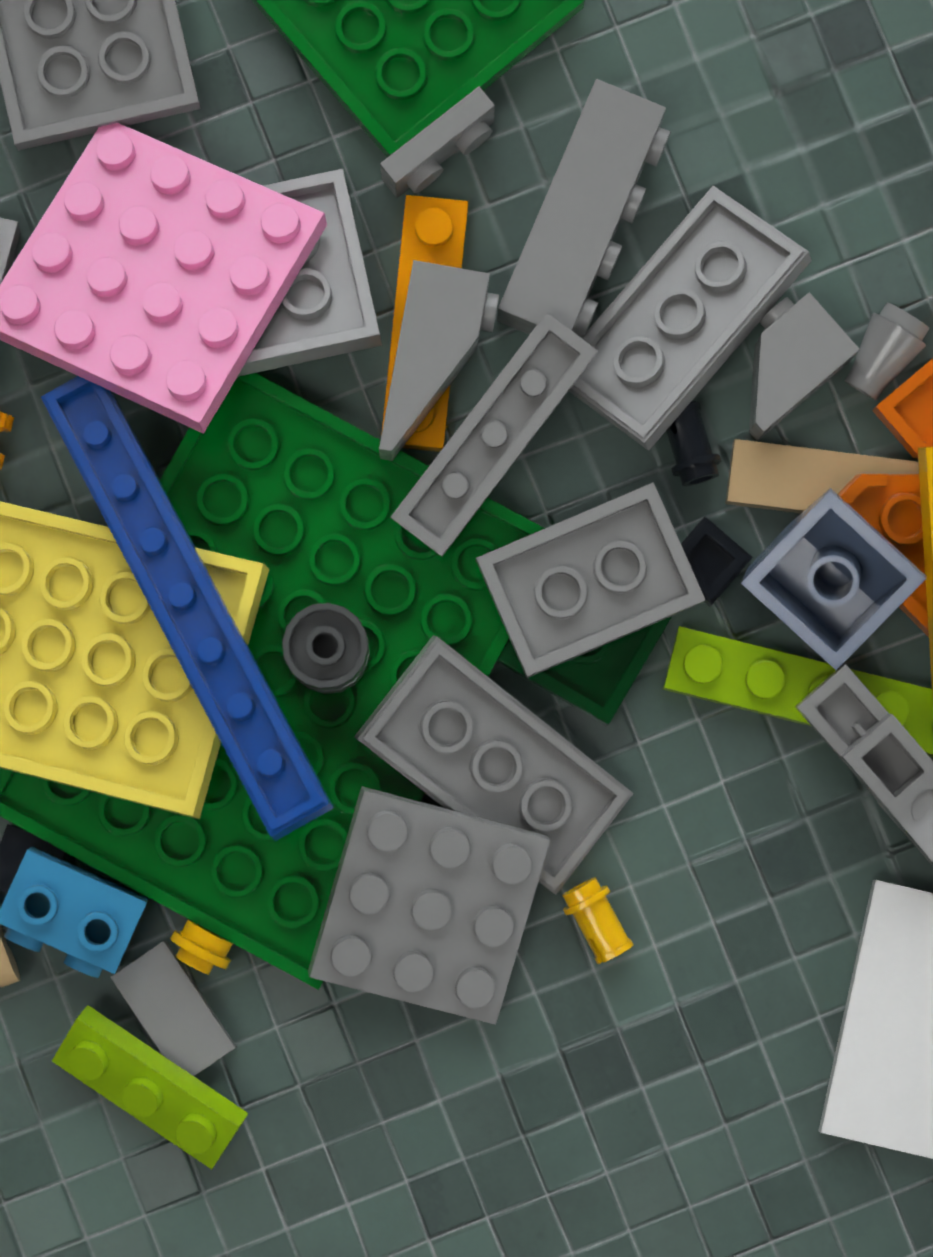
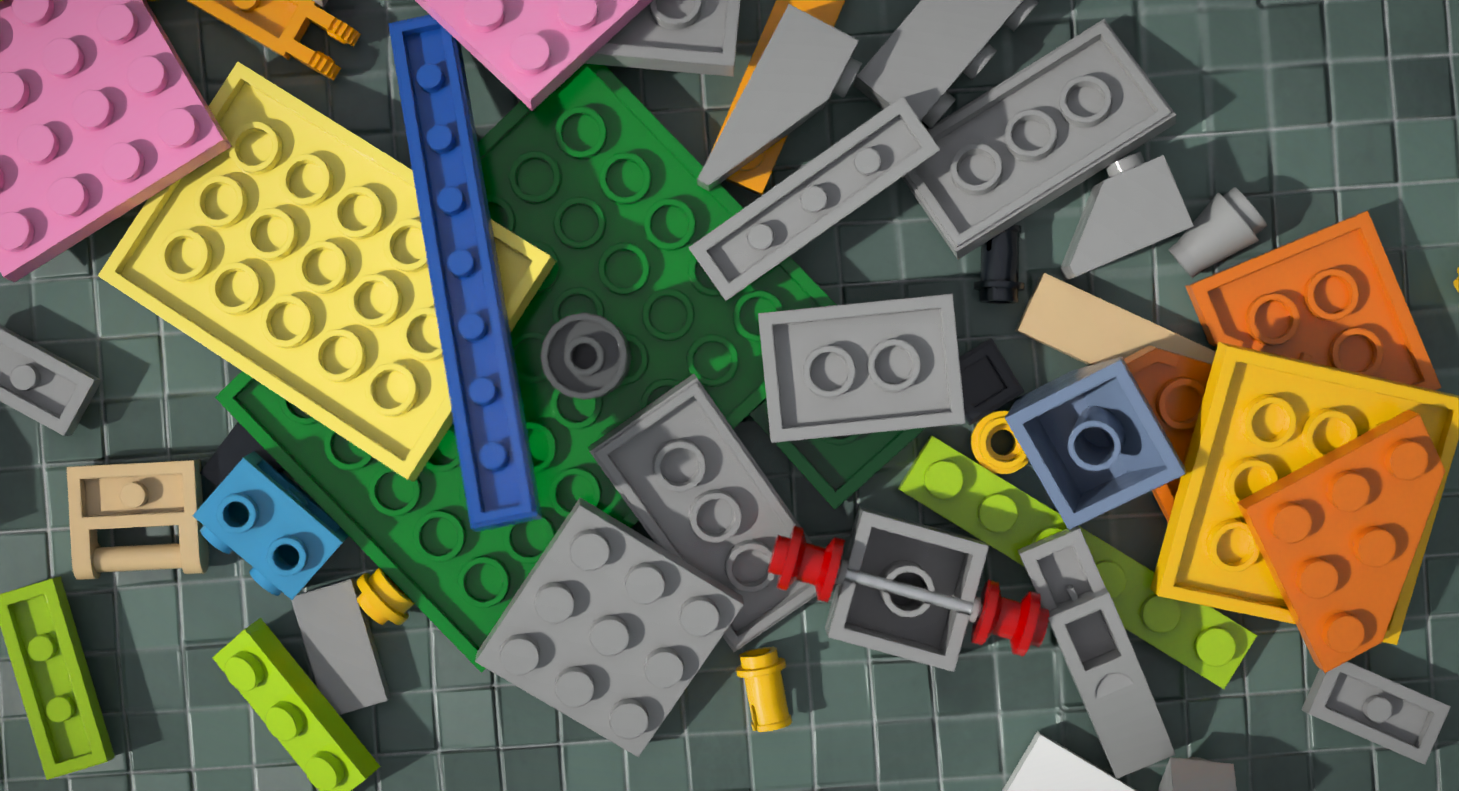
camera: 25 degrees right, 5 degrees up
(702, 775) = (908, 590): none -> light grey brick
(733, 627) = (983, 452): none -> yellow plate

